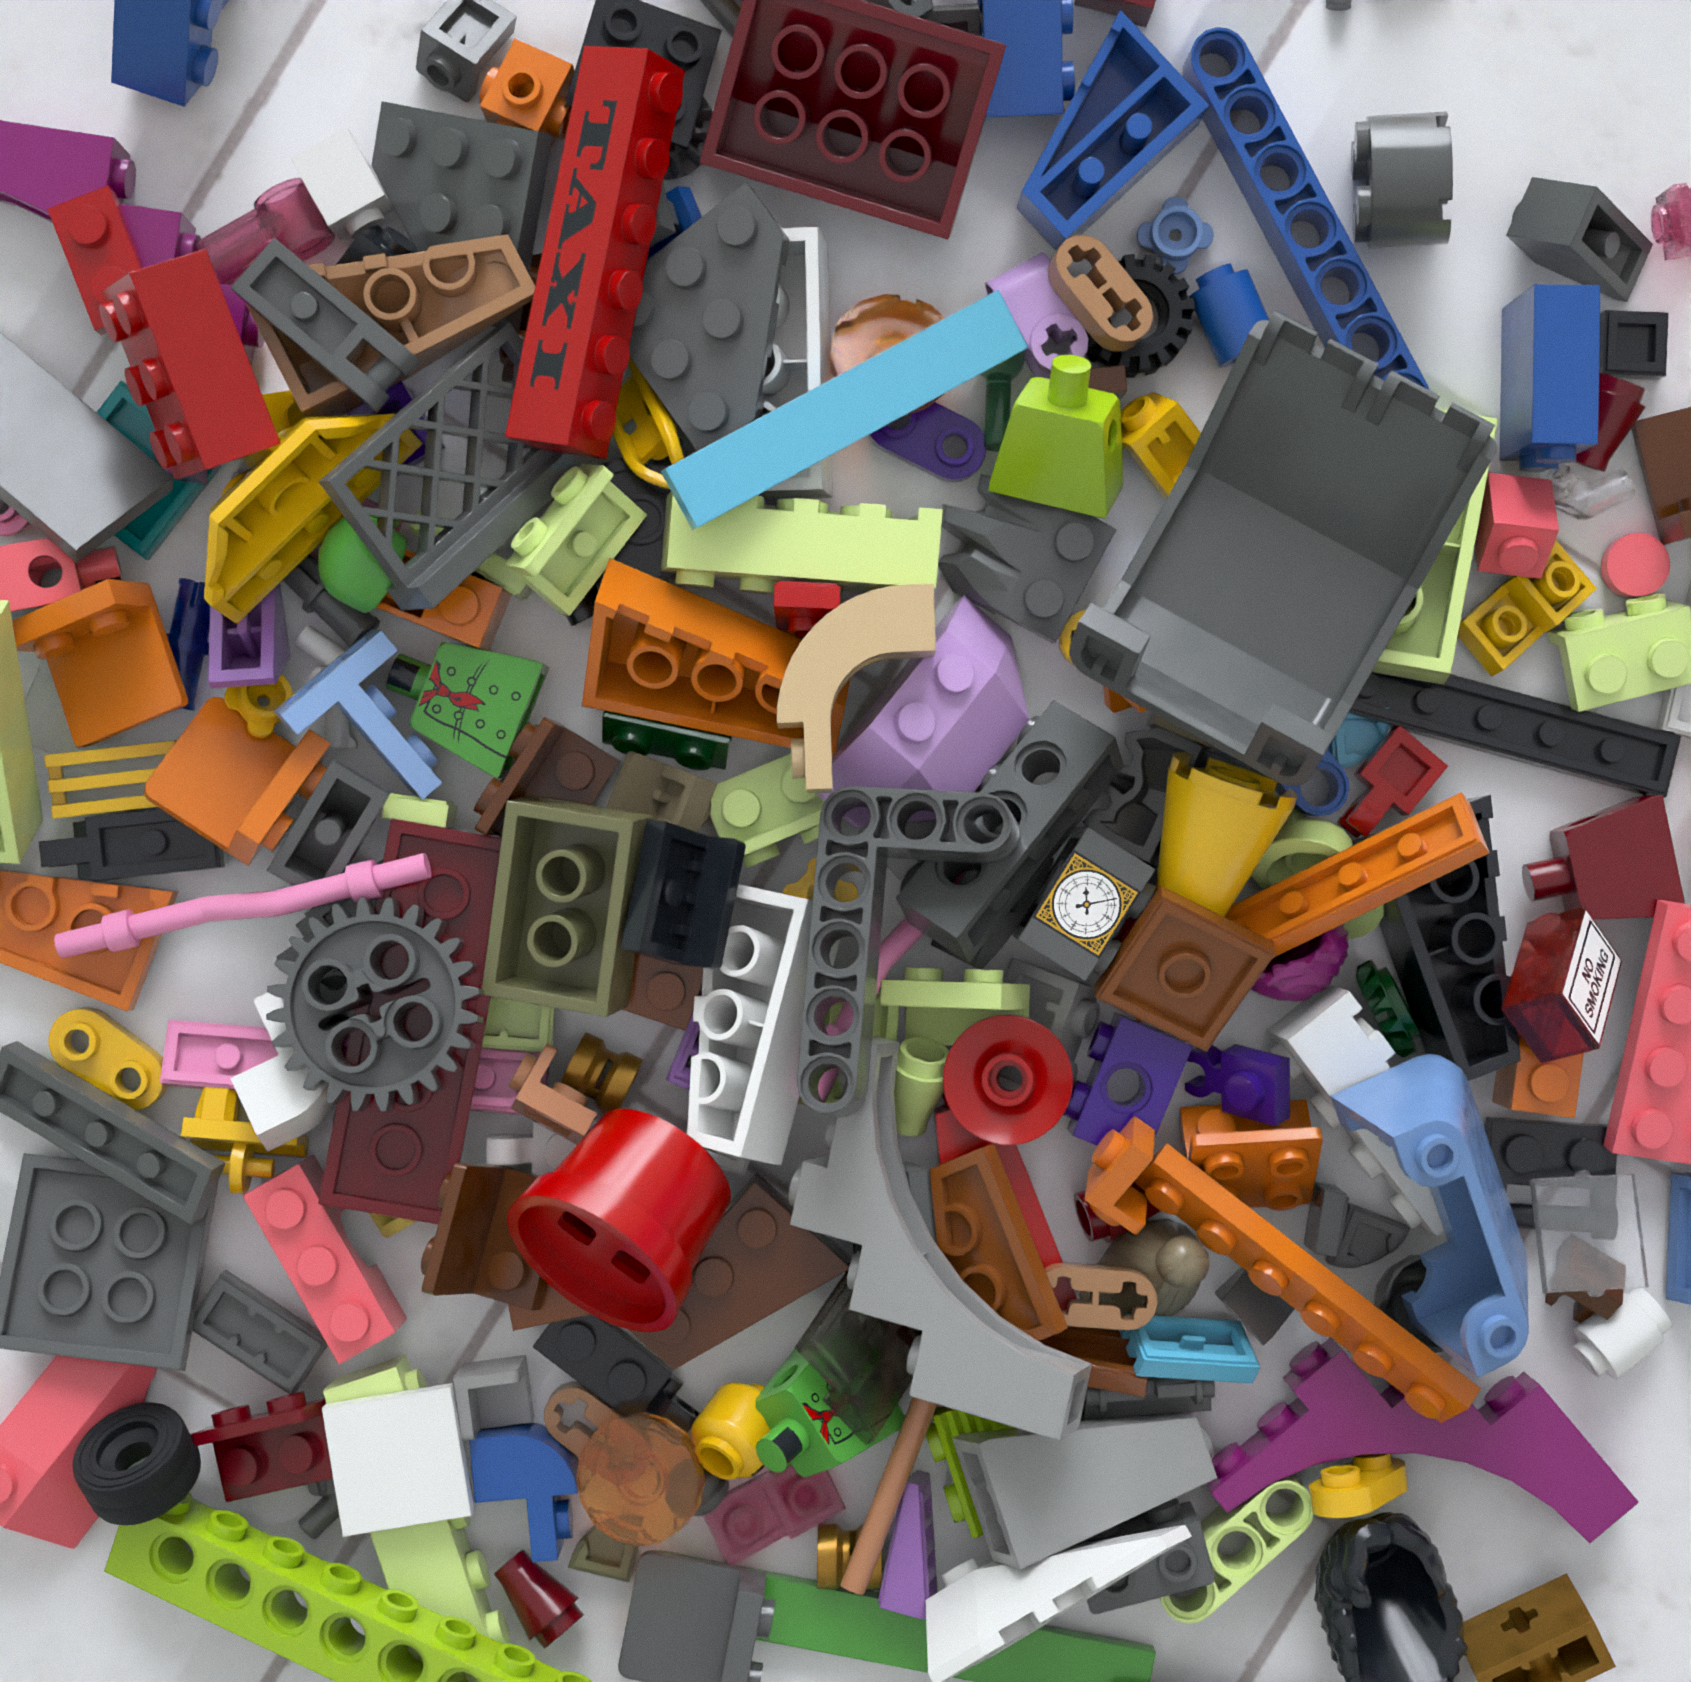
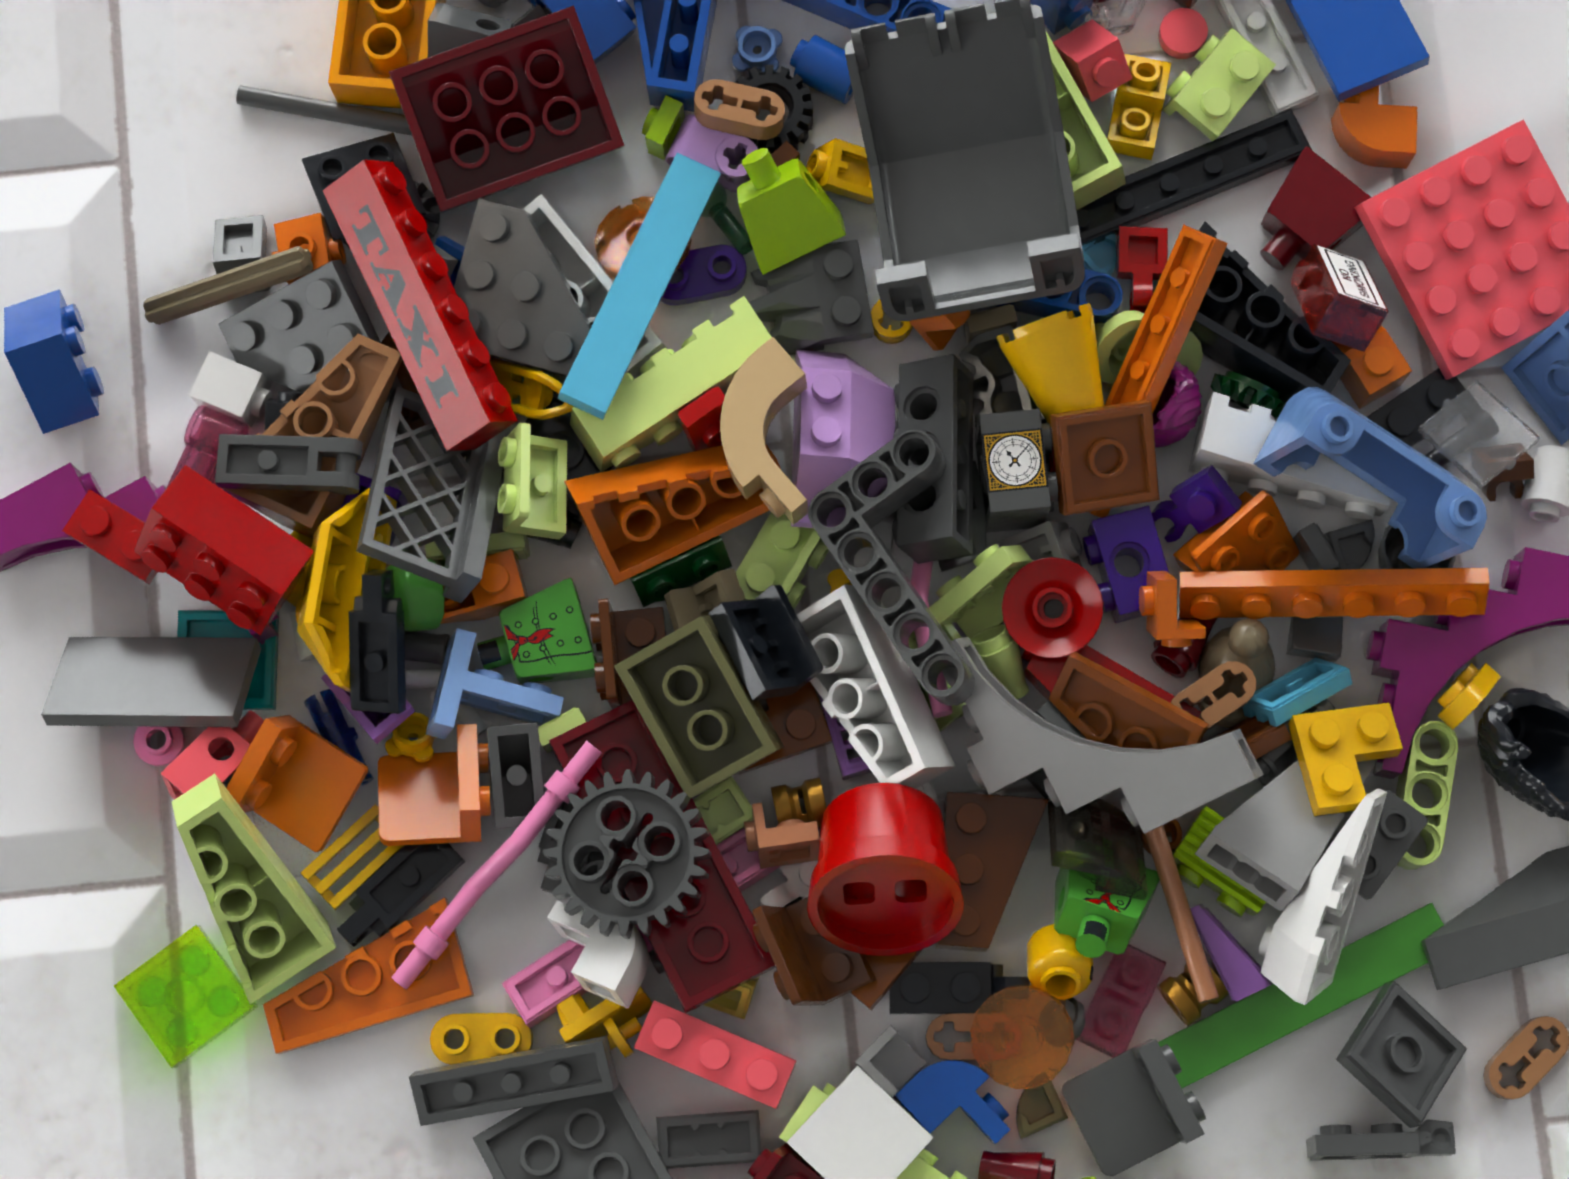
camera: 30 degrees left, 10 degrees down
(278, 591) = (377, 646): none -> black hinge
(419, 69) = (228, 285): none -> dark tan axle
(1009, 245) = (662, 126): none -> lime plate
(1176, 1436) = (1333, 743): none -> yellow plate

